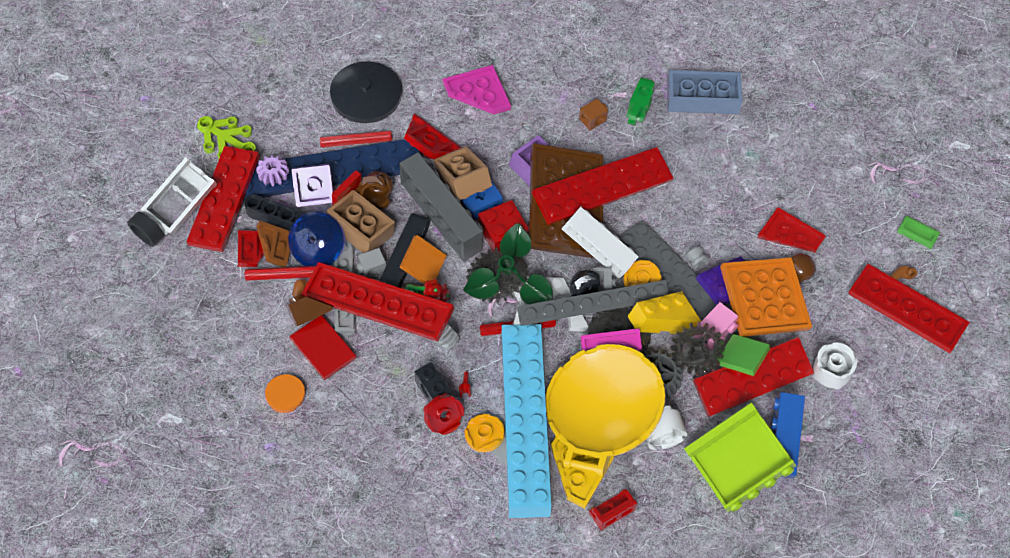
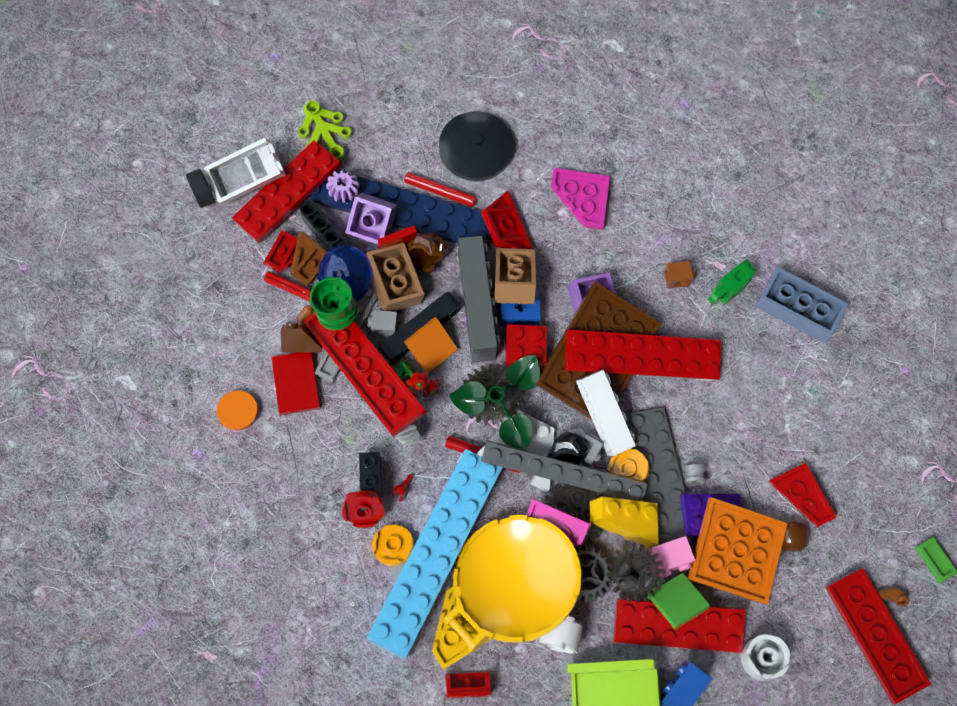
camera: 25 degrees right, 10 degrees up
(324, 262) = (334, 303): none -> green wheel

